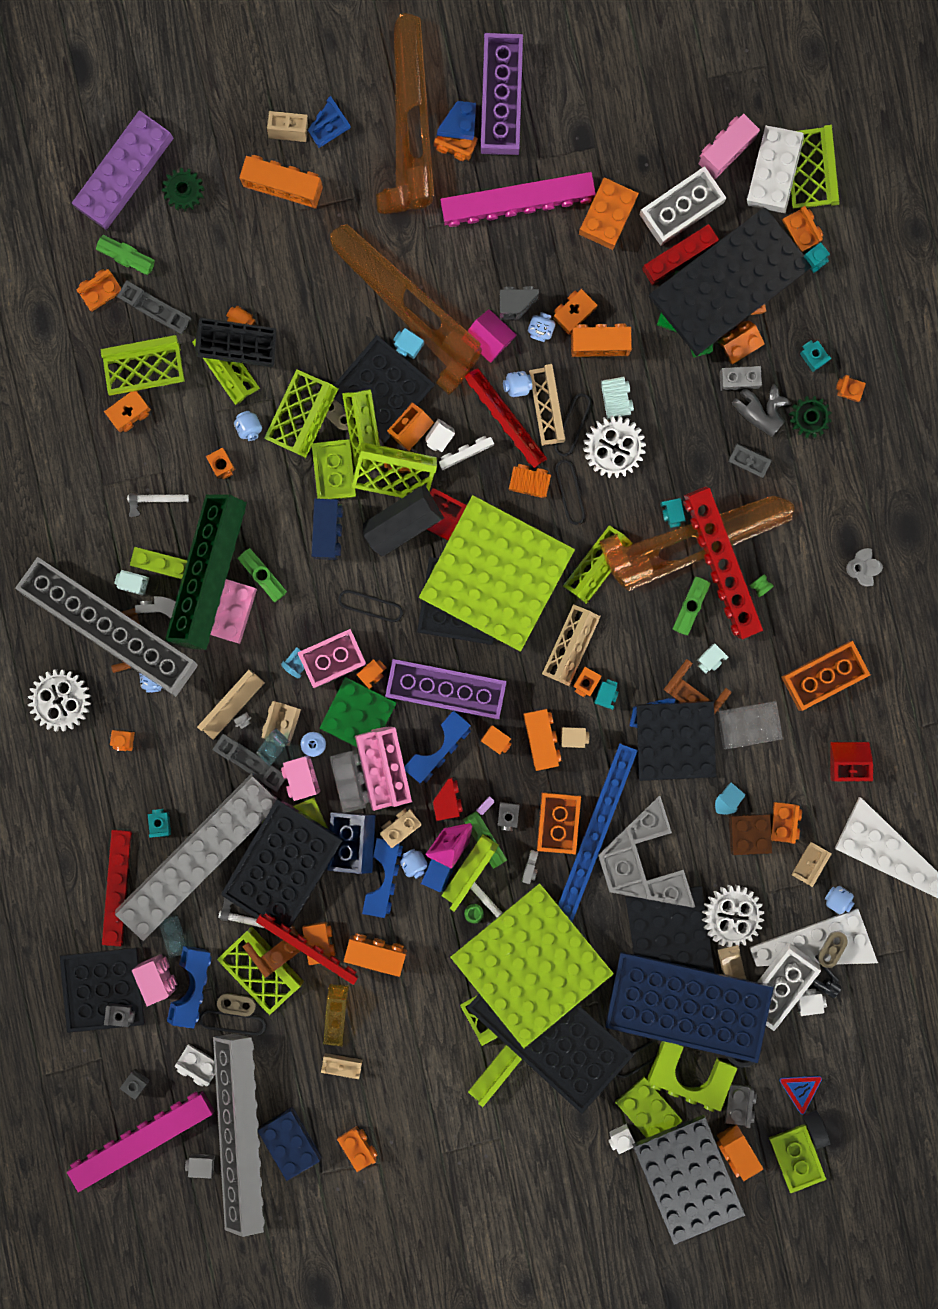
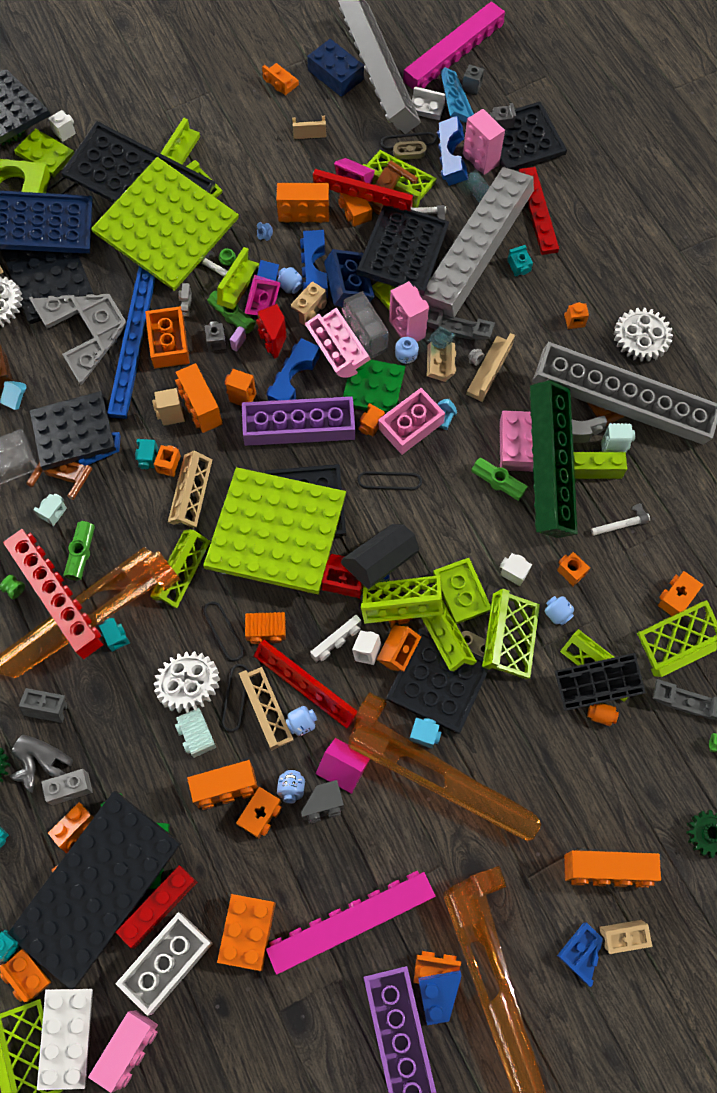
camera: 165 degrees right, 20 degrees down
(162, 1058) = (455, 96): none -> dark azure wing
(200, 1166) = (401, 40): light grey brick -> none
(276, 478) = (515, 568): none -> white brick
(307, 980) = (354, 170): none -> dark pink slope
(326, 529) = (452, 529): dark blue brick -> none
(335, 1015) = (324, 156): clear yellow slope -> none
(425, 935) = (264, 231): none -> medium blue plate

